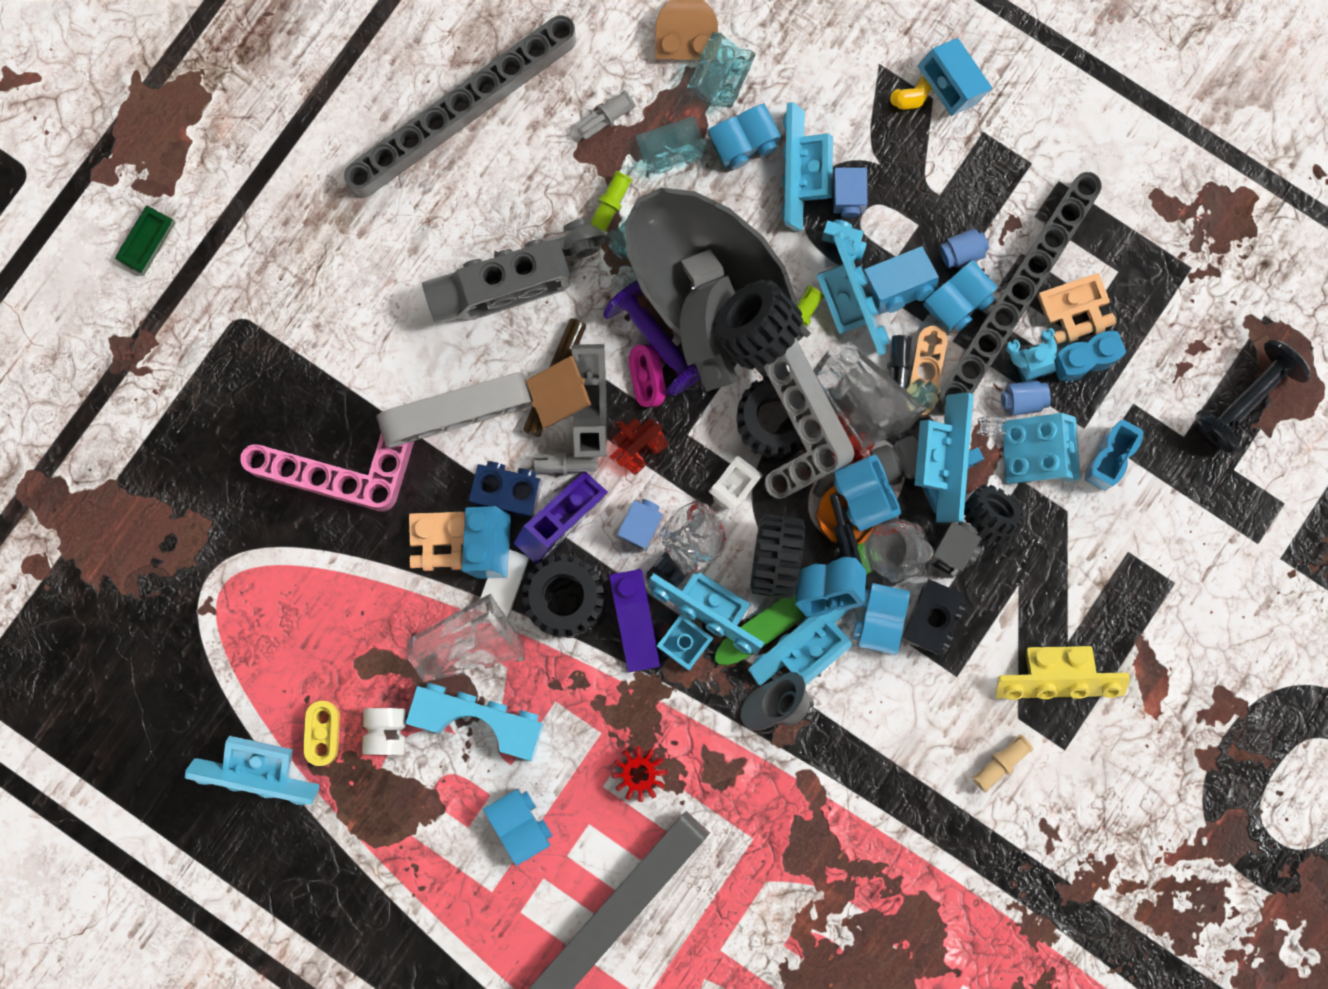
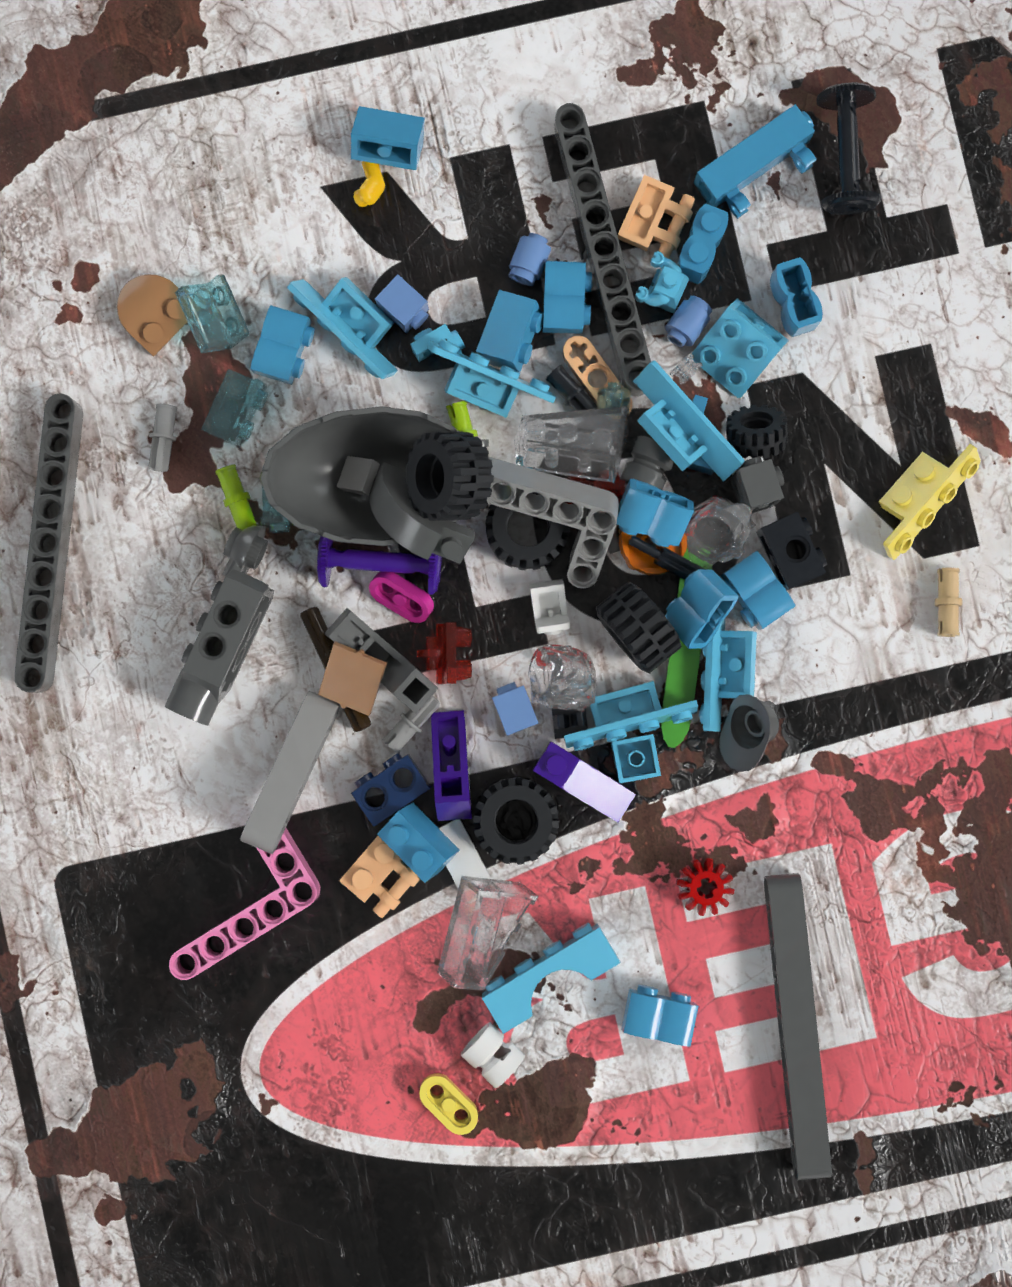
camera: 50 degrees left, 5 degrees up
(254, 769) = (430, 1182): medium azure bracket -> none
(1185, 338) = (754, 157): none -> dark azure brick

